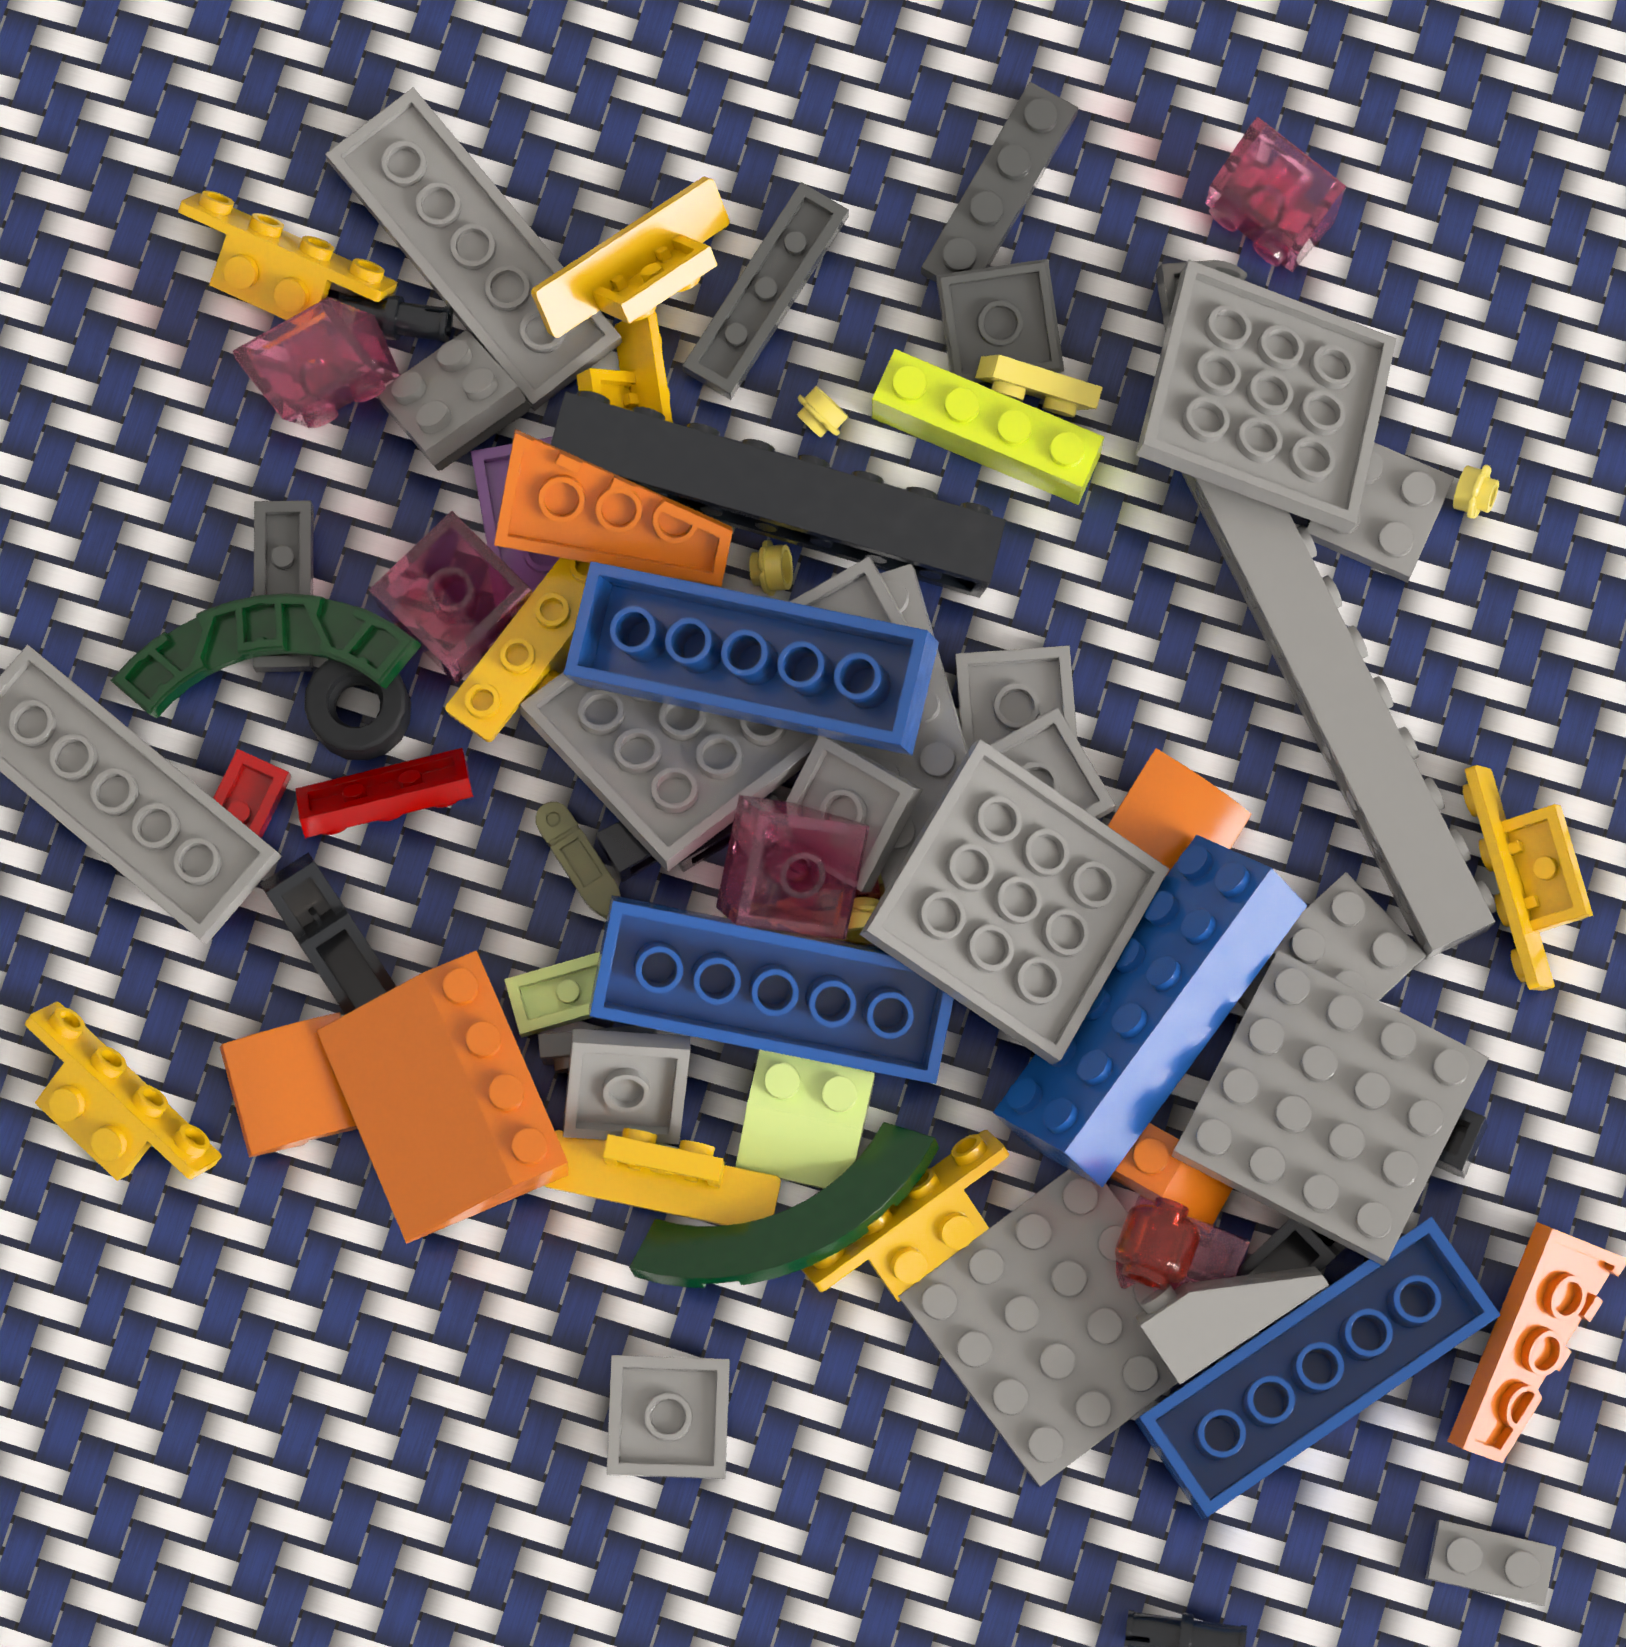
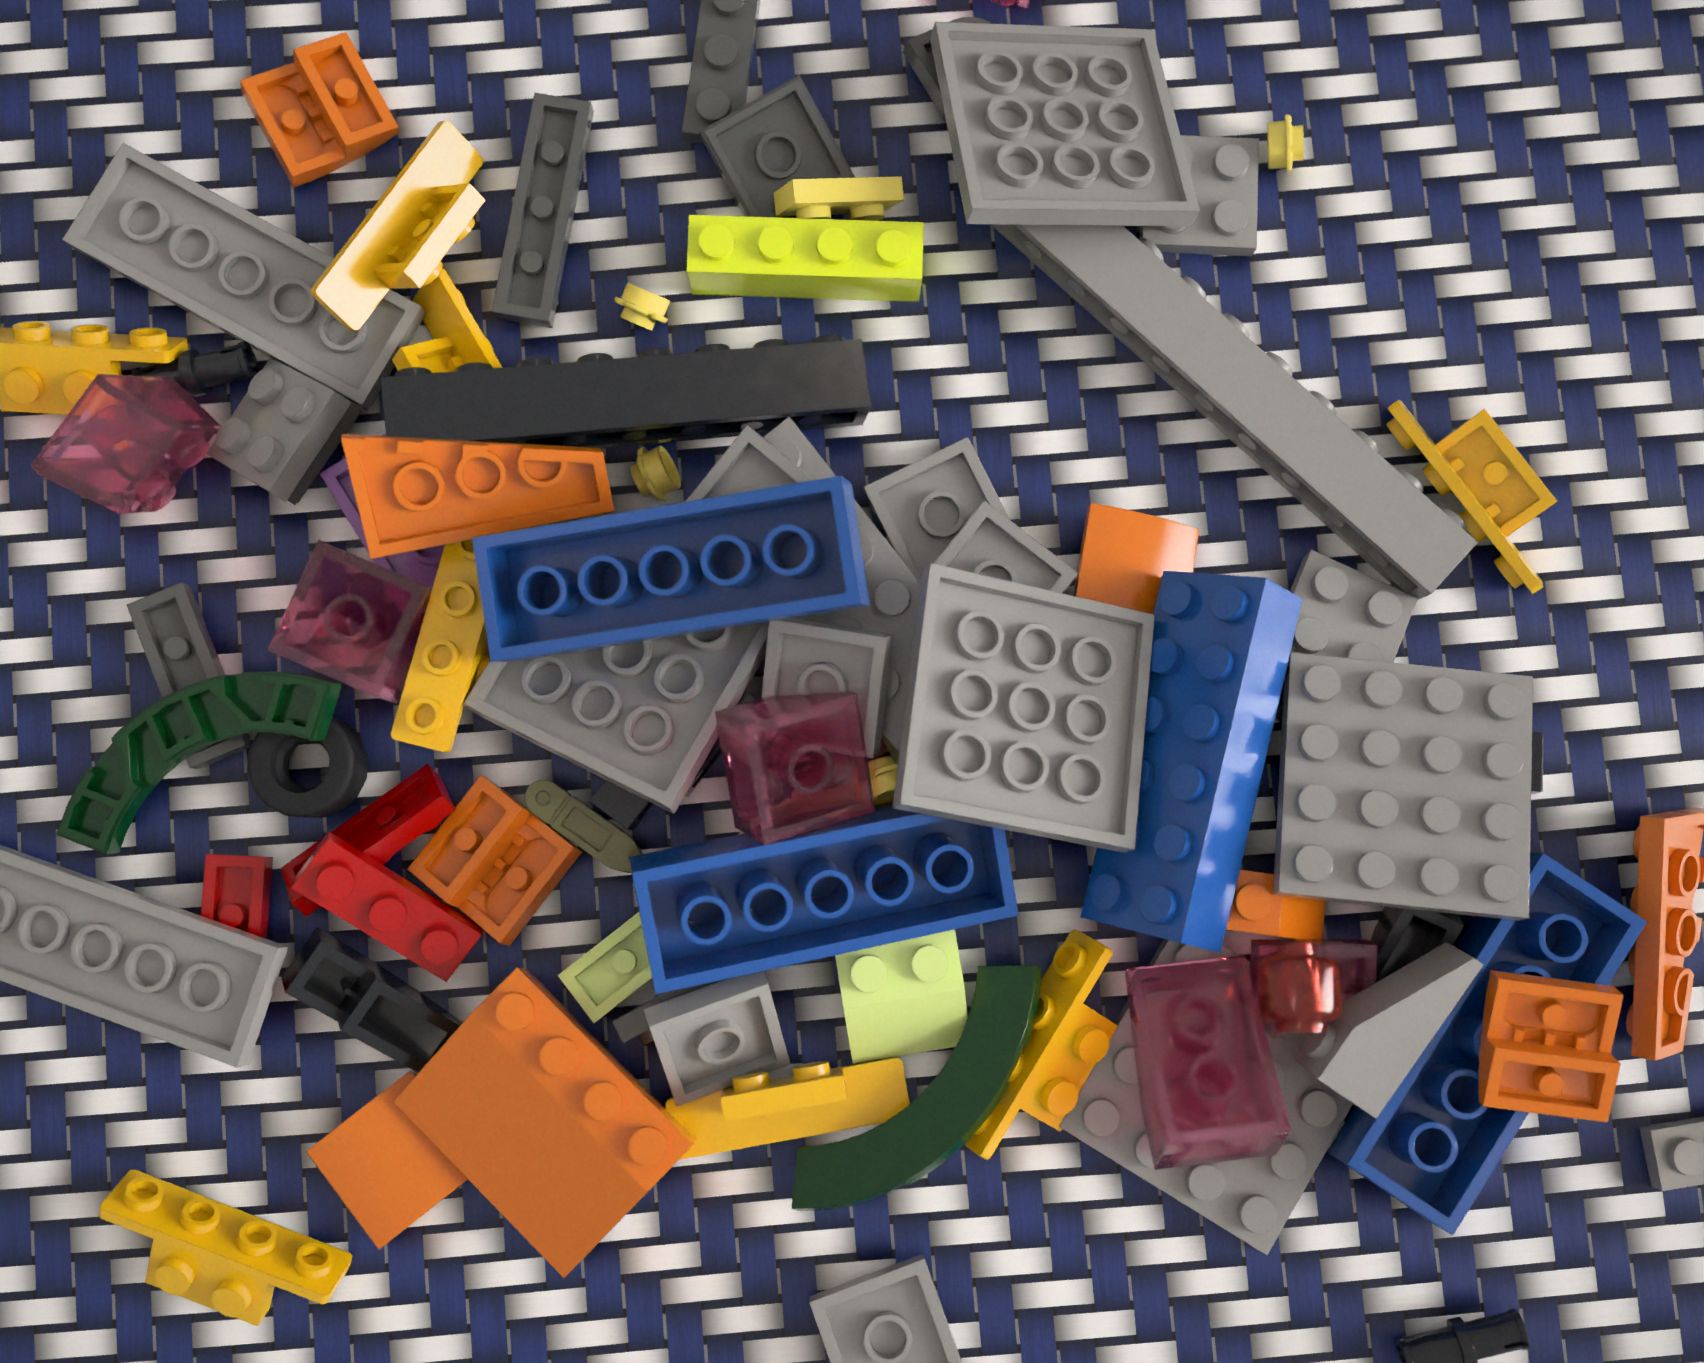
camera: 30 degrees left, 5 degrees up
(380, 858) = (386, 907): none -> red plate
(488, 858) = (494, 860): none -> orange slope
(599, 121) = (319, 109): none -> orange slope
(1048, 1282) = (1204, 1063): none -> clear pink slope
(1361, 1383) = (1549, 1046): none -> orange slope

